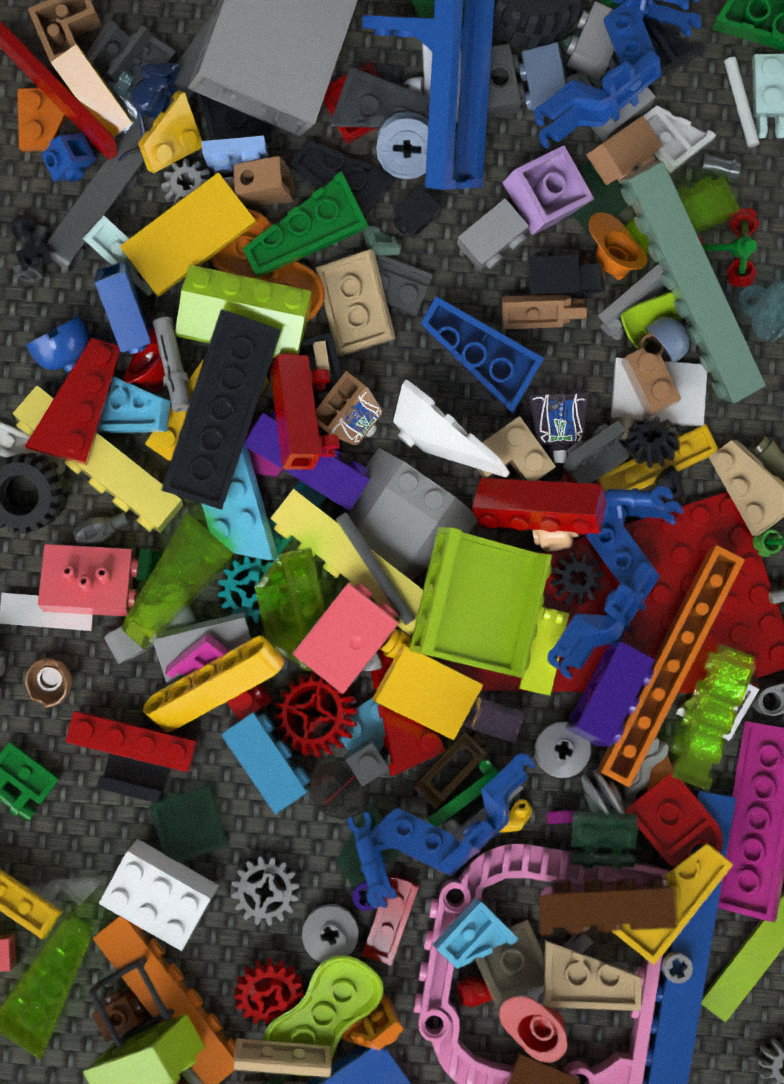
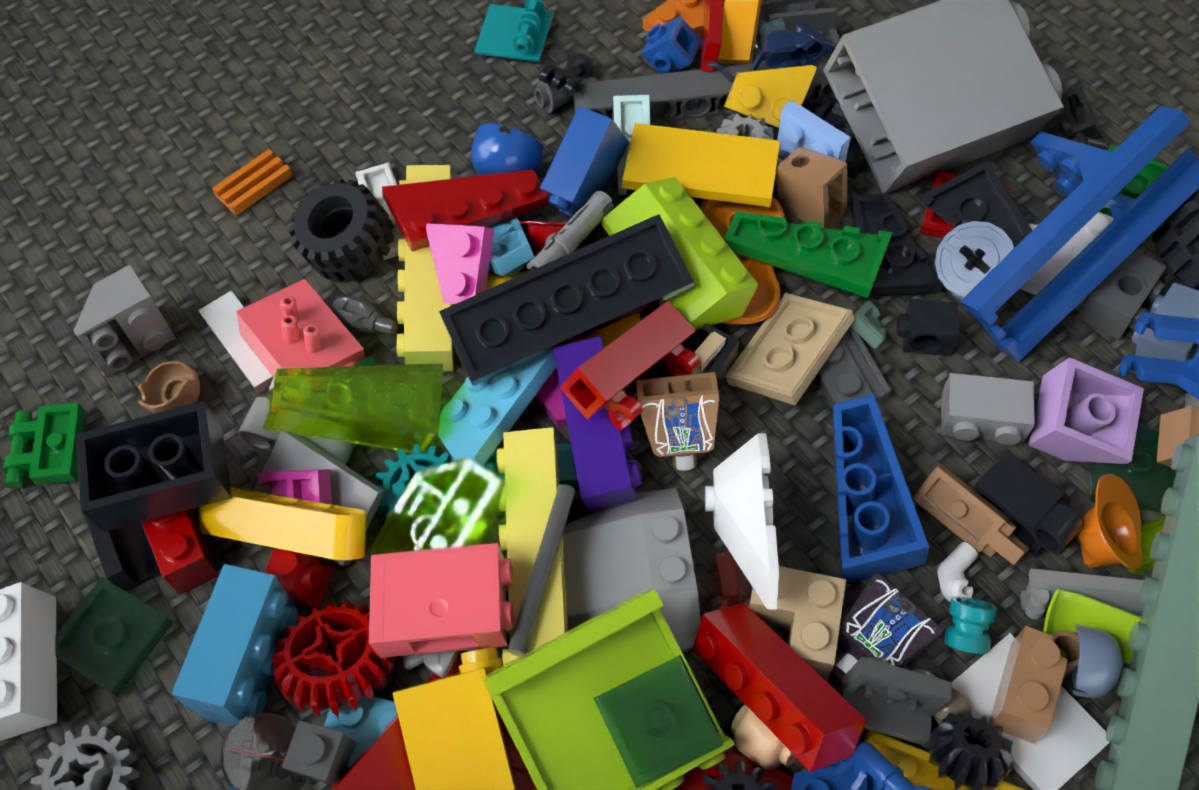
camera: 50 degrees right, 25 degrees down
(122, 730) = (152, 466): none -> black brick
(131, 445) = (460, 259): none -> wing
(459, 473) = (727, 580): none -> clear red tile
(508, 582) = (658, 721): none -> clear green plate
(560, 353) = (952, 569): none -> white arm
(596, 376) = (971, 621): none -> teal wheel

